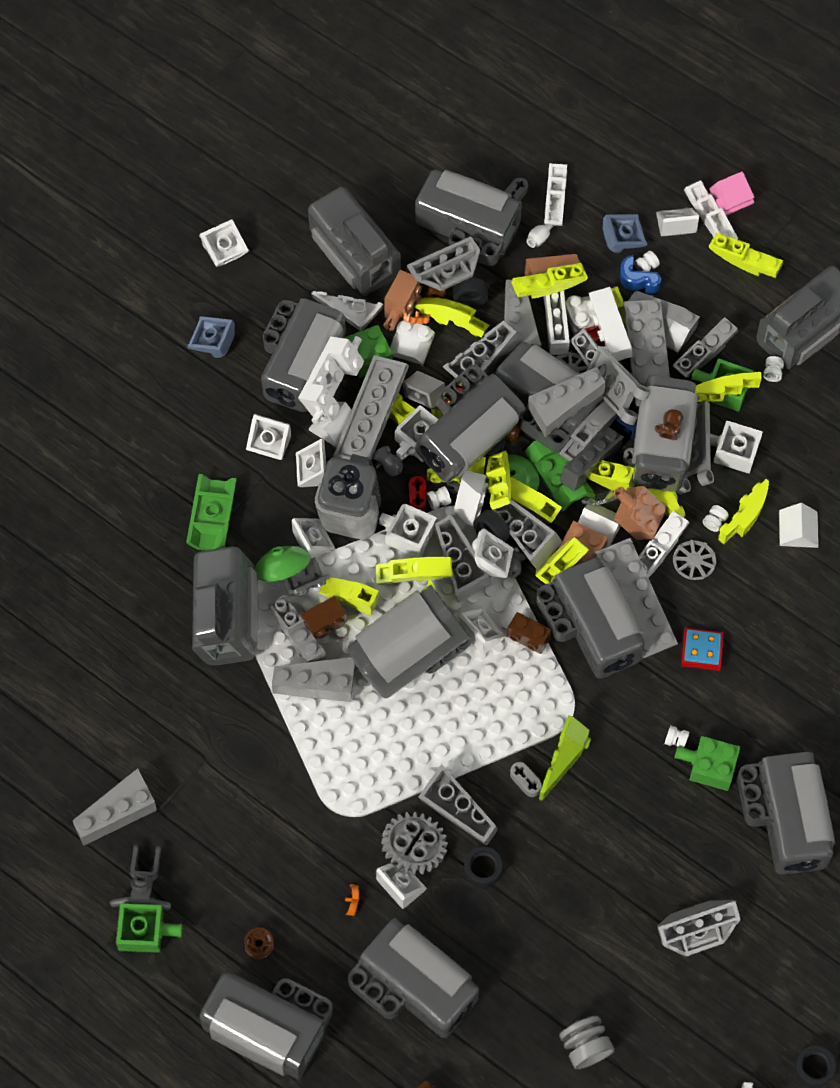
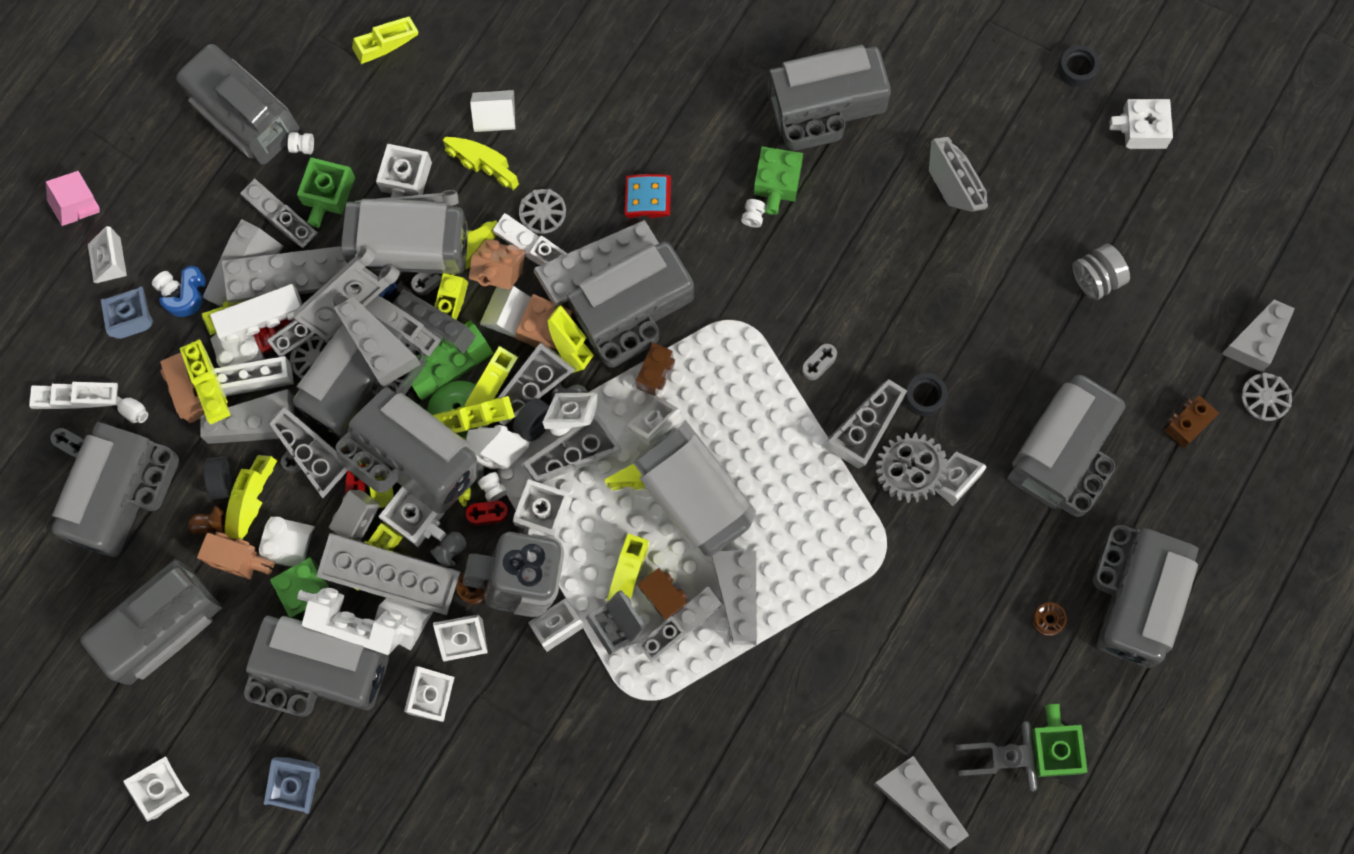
camera: 90 degrees left, 10 degrees up
(211, 513) = (534, 748): bright green piece -> none
(224, 606) = (662, 710): dark grey piece -> none
(282, 563) = (598, 652): bright green dish -> none
(354, 900) = (988, 524): orange piece -> none
(356, 311) = (246, 614): white wing -> none
(413, 569) = (595, 499): neon yellow slope -> none
(422, 319) = (258, 533): orange piece -> none
(447, 265) = (189, 500): light grey wedge -> none
(571, 745) = (784, 320): lime wedge -> none
(600, 499) = (480, 307): clear piece -> none
(671, 424) = (407, 219): reddish brown animal -> none
(707, 209) = (91, 224): white slope -> none
(715, 518) = (492, 191): white wheel -> none
(727, 385) = (340, 187): neon yellow slope -> none
(742, 256) = (156, 180): neon yellow slope -> none

